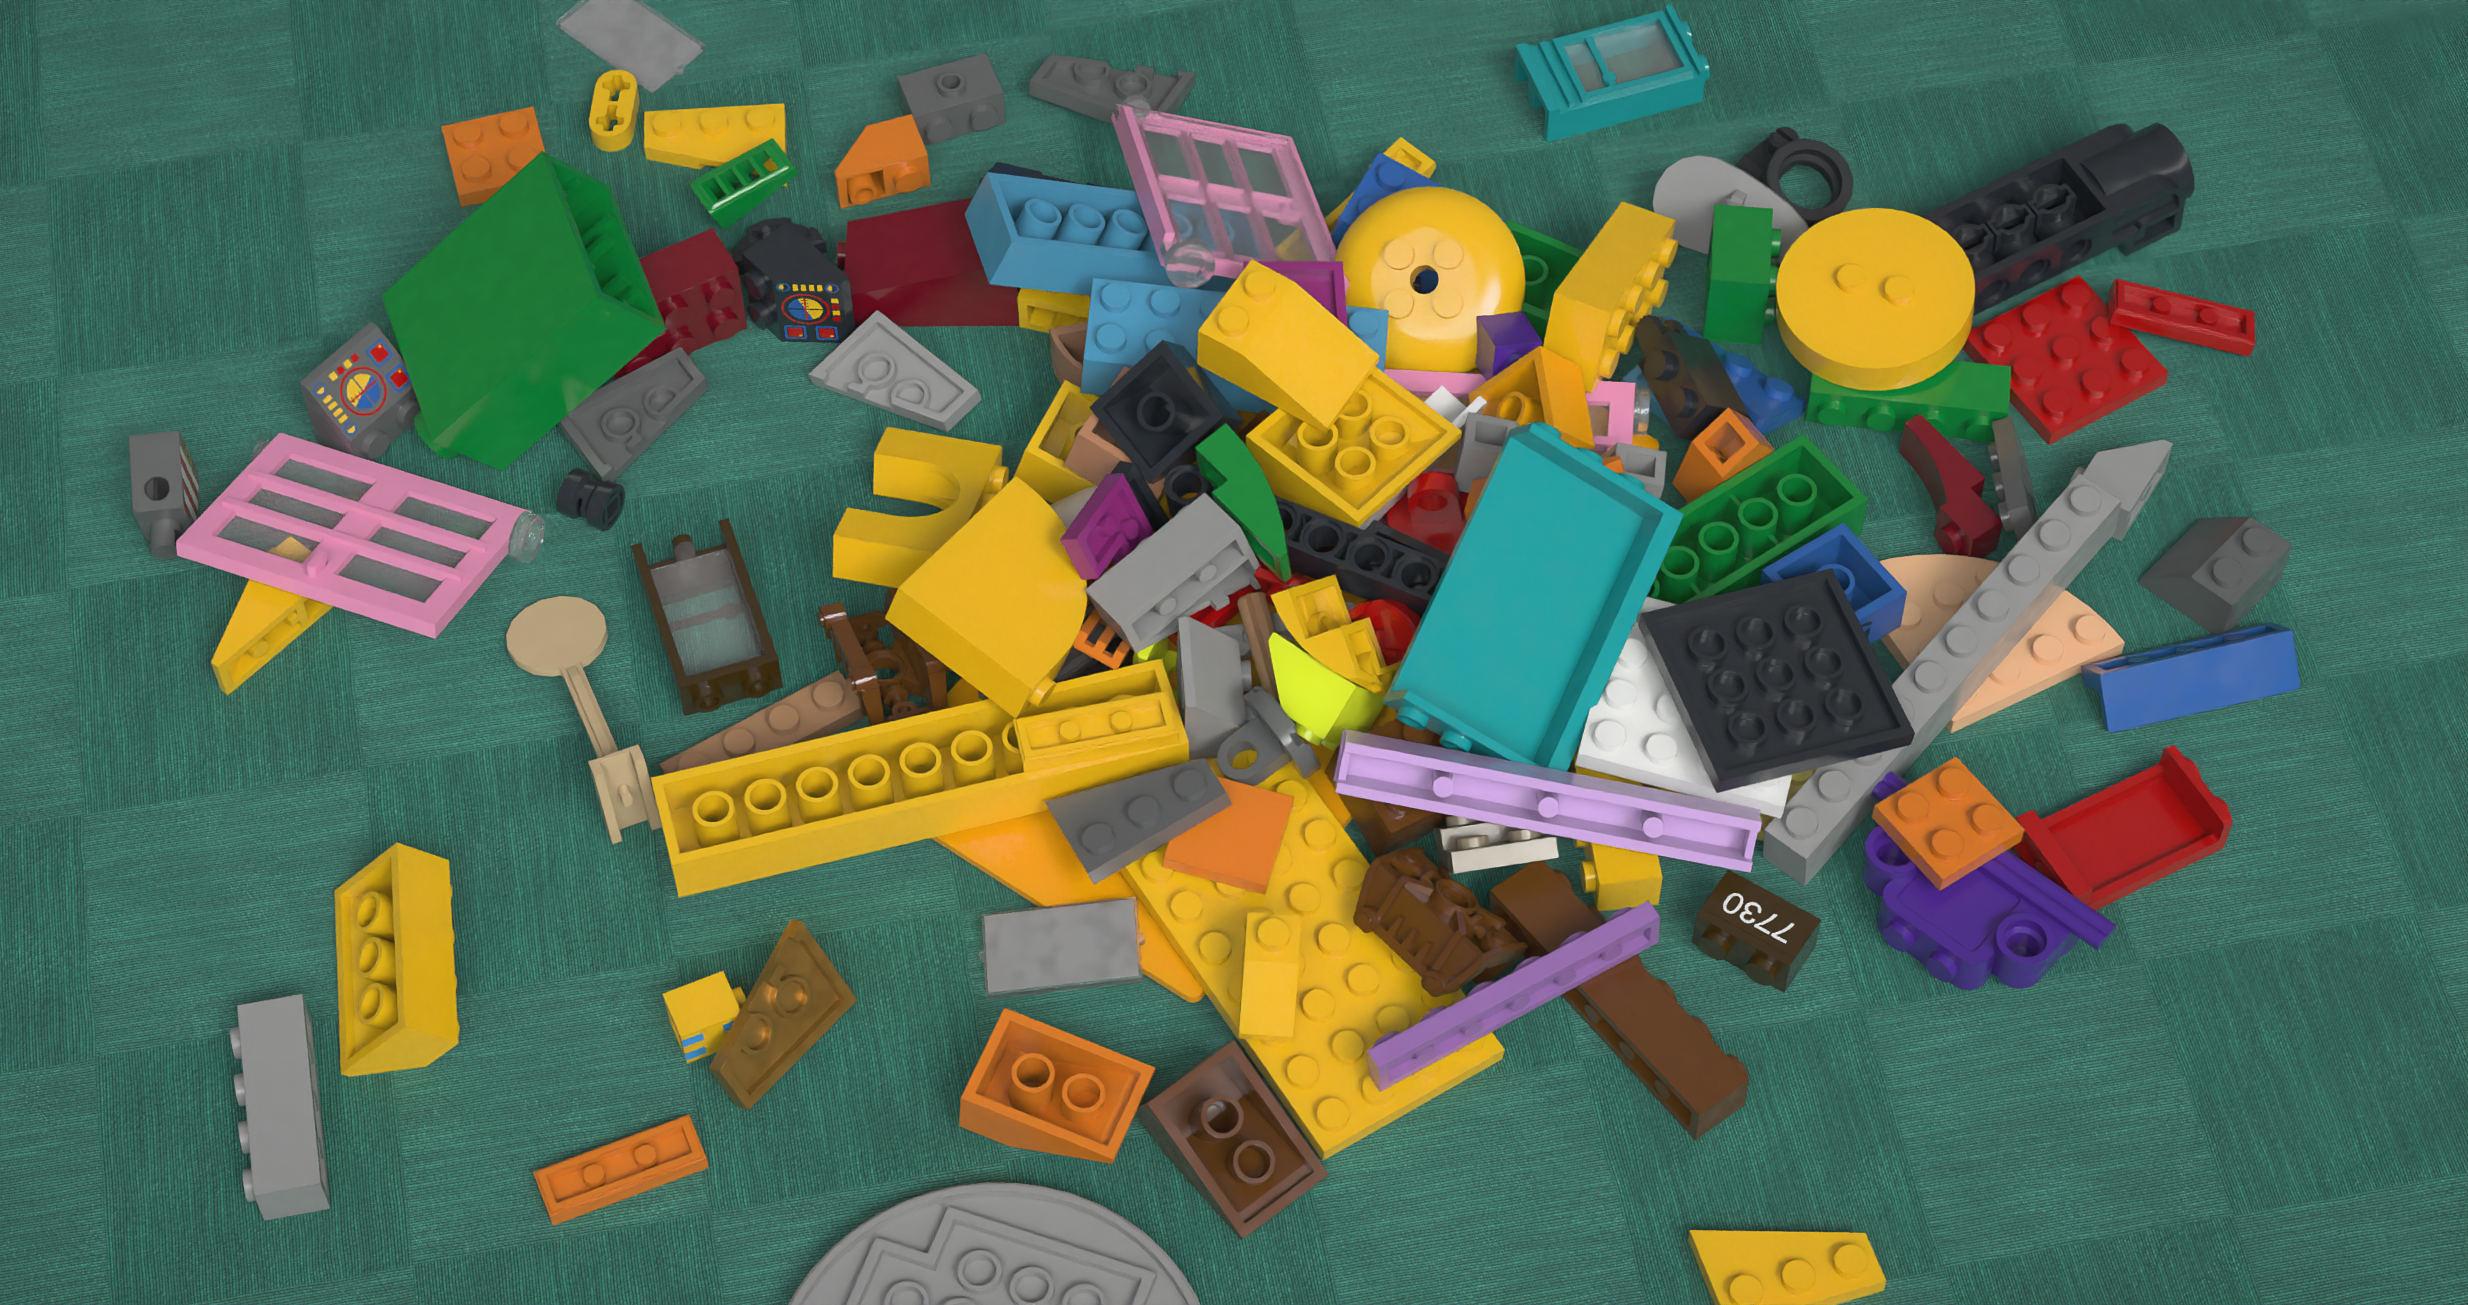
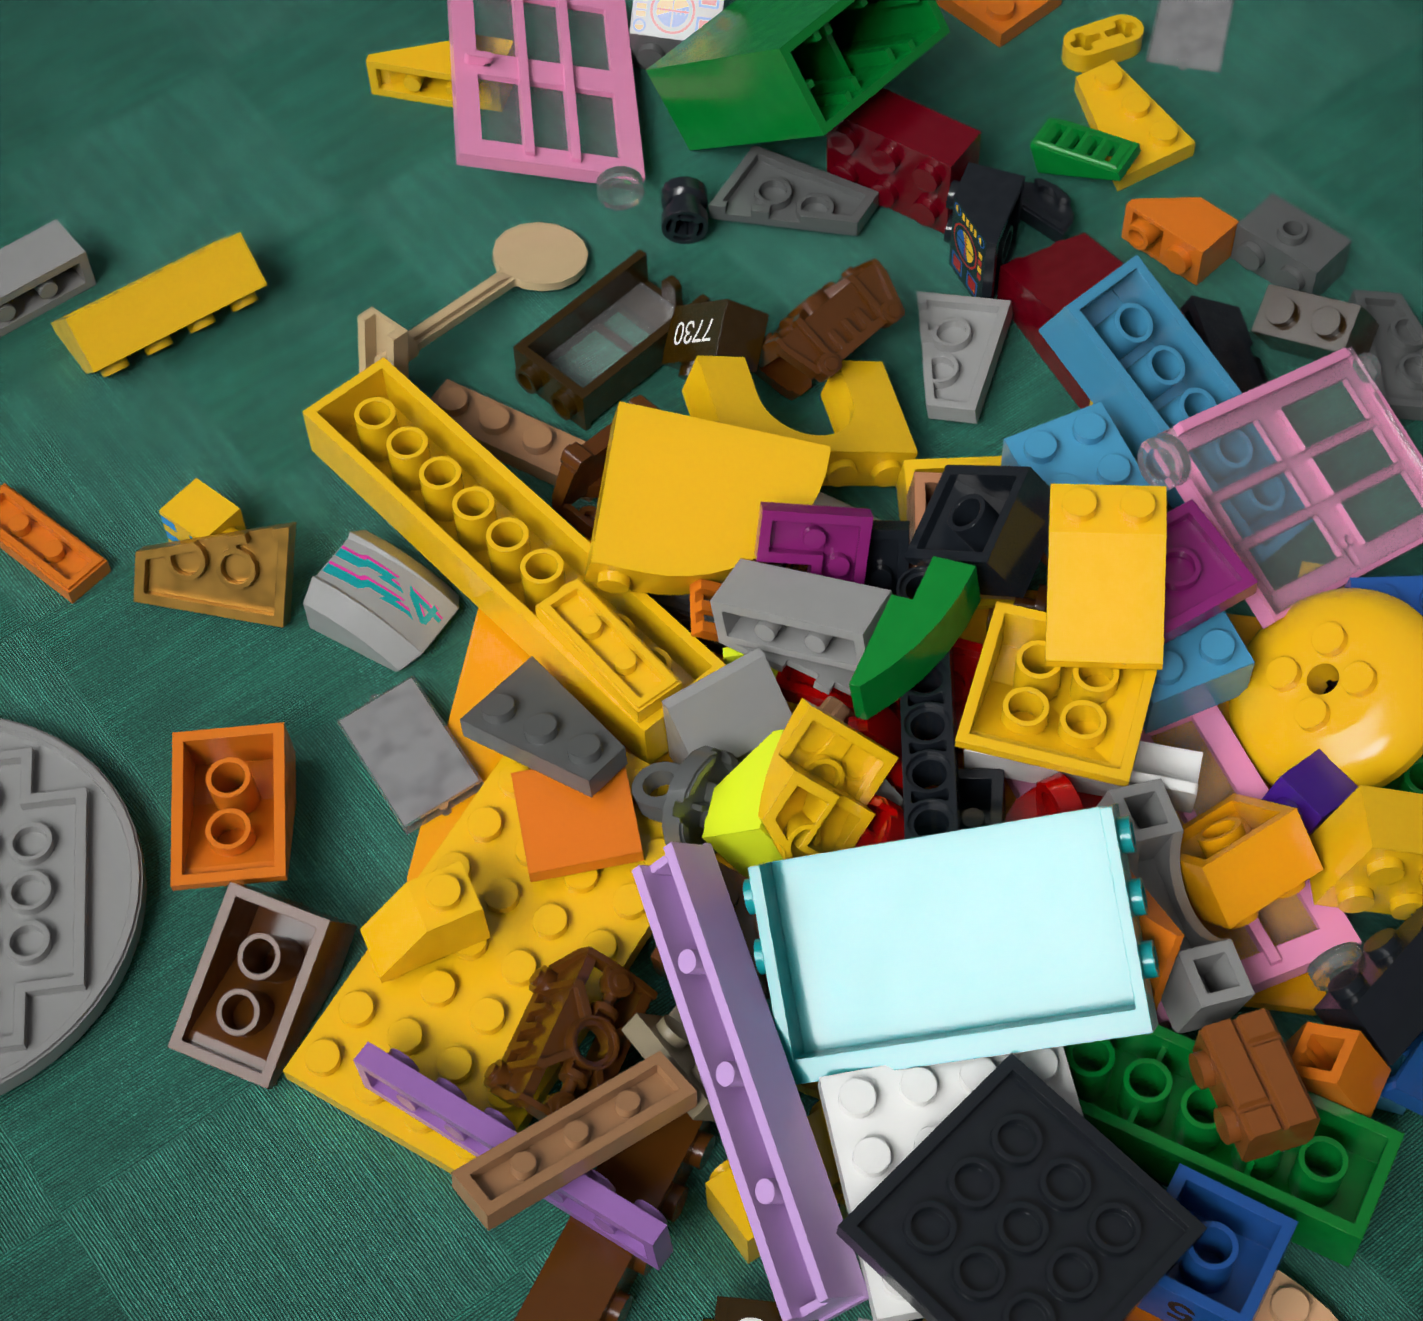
camera: 65 degrees right, 0 degrees up
(789, 530) = (714, 330): none -> dark brown brick
(833, 440) = (828, 329): none -> reddish brown piece
(887, 910) = (379, 601): none -> light grey slope
(1059, 122) = (1312, 324): none -> brick
(1550, 928) = (573, 1140): none -> medium nougat plate
(1730, 494) = (1254, 1085): none -> dark orange brick

